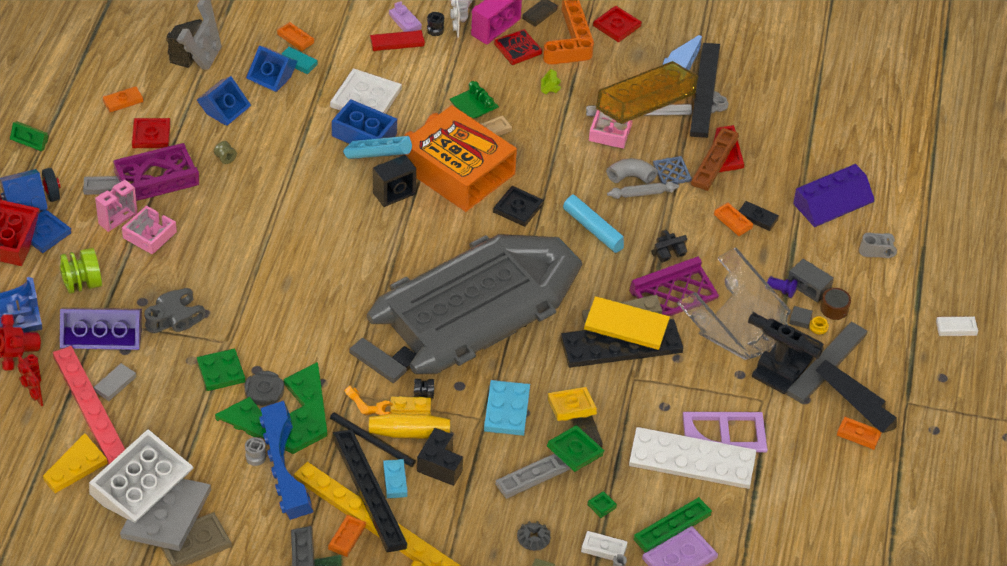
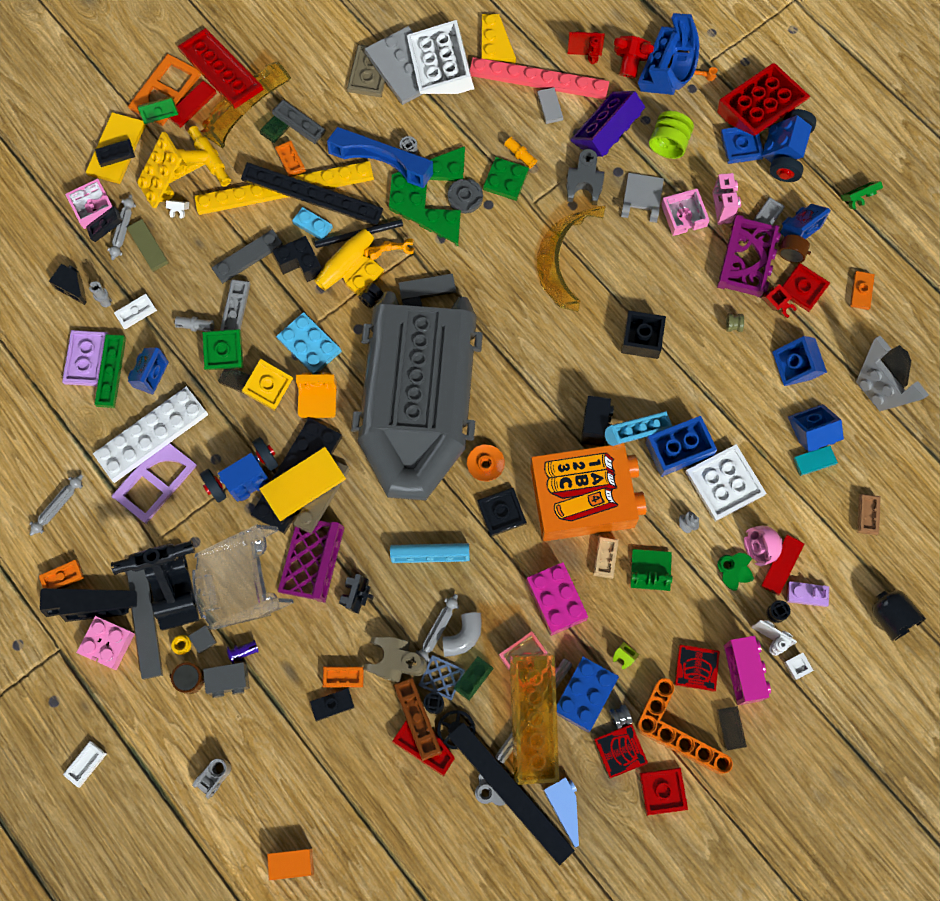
camera: 135 degrees right, 25 degrees up
(94, 149) = (806, 221): none -> blue slope
(124, 145) = (794, 248): none -> reddish brown piece
(154, 269) = (643, 193): none -> light grey flag
(181, 133) = (777, 299): none -> red brick
(185, 372) = (520, 152): none -> light orange pin
(258, 296) = (548, 258): none -> clear yellow windscreen
(291, 194) = (643, 334): none -> black brick
(295, 36) = (847, 478): orange plate -> none
(313, 14) = (868, 514): none -> medium nougat plate
(396, 49) = (763, 544): none -> bright pink cylinder
(418, 98) = (688, 522): none -> light grey wheel
(426, 62) = (738, 570): none -> green plate
(472, 504) = (247, 256): none -> dark grey plate
(491, 227) = (487, 454): none -> orange dish
(533, 543) = (192, 281): dark grey gear -> none
(546, 368) = (316, 395): none -> light orange bracket
(551, 135) = (557, 599): none -> dark pink brick
(571, 495) = (194, 324): none -> light grey pin
(587, 82) = (586, 694): none -> blue brick
(594, 63) = (620, 716): none -> dark grey wheel
(602, 504) = (172, 341): green tile -> none
(615, 55) = (620, 751): none -> tile
(645, 489) = (148, 370): none -> blue slope
(654, 150) = (473, 678): none -> clear green plate
(661, 363) = (242, 476): none -> blue brick
(690, 192) = (396, 660): none -> dark tan piece
(694, 158) = (433, 706): none -> black wheel
(695, 143) = (451, 727): none -> black wheel
(813, 480) = (56, 504): none -> light grey wheel
(834, 195) = (295, 792): dark purple slope -> none
(874, 374) = (112, 646): none -> bright pink piece
(879, 169) = (290, 864): none -> orange panel

